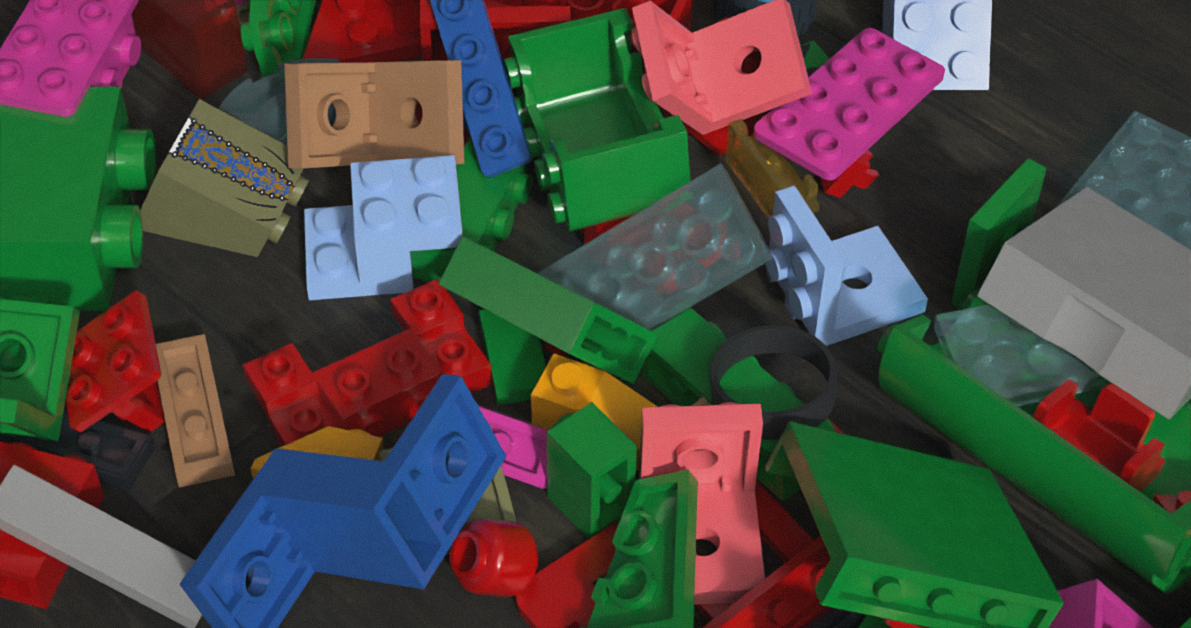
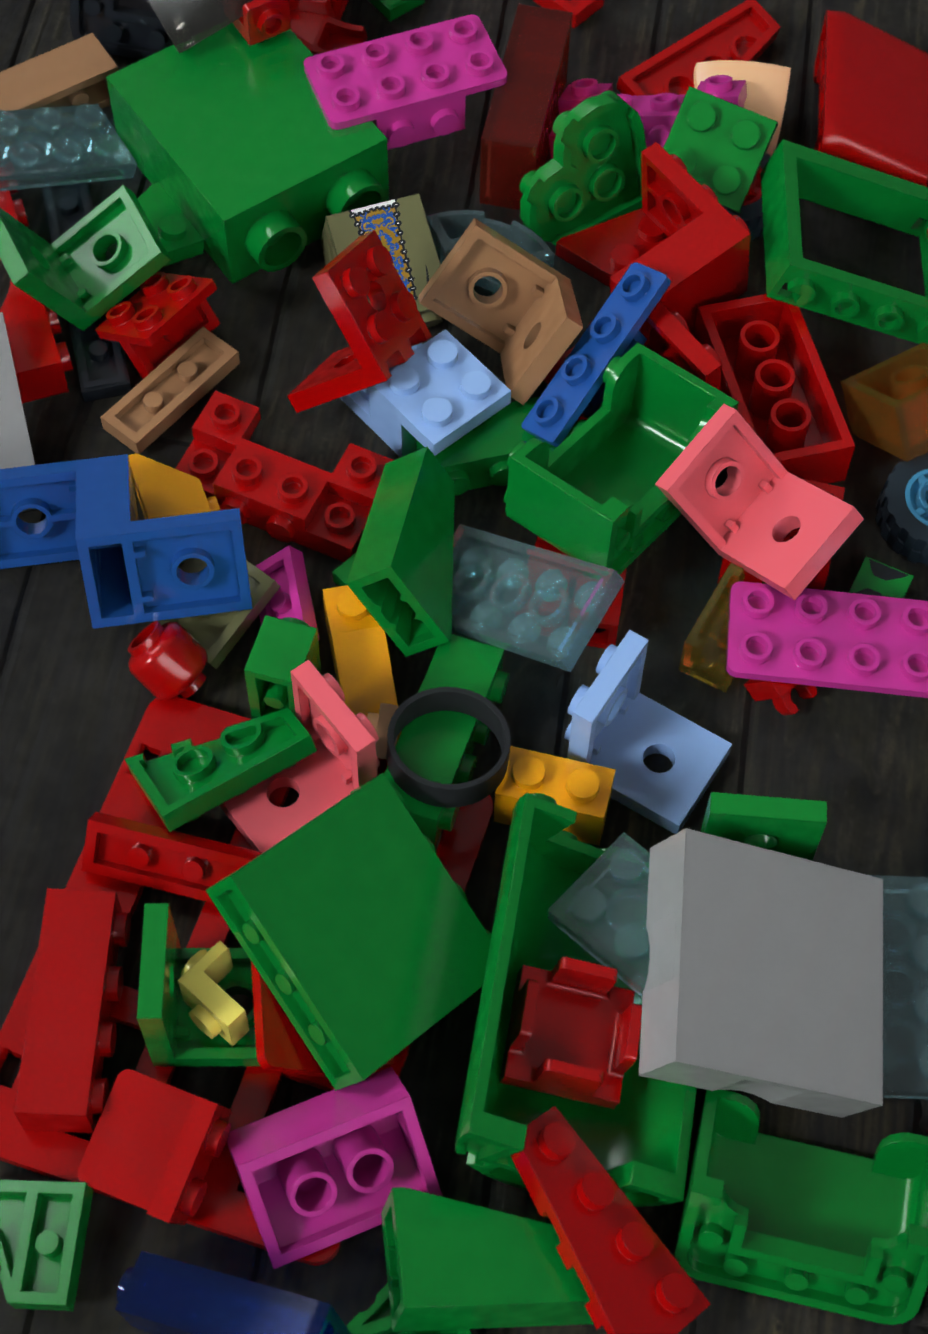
camera: 55 degrees right, 10 degrees up
(328, 231) = (376, 332): none -> red bracket
(853, 343) = (570, 782): none -> light orange brick

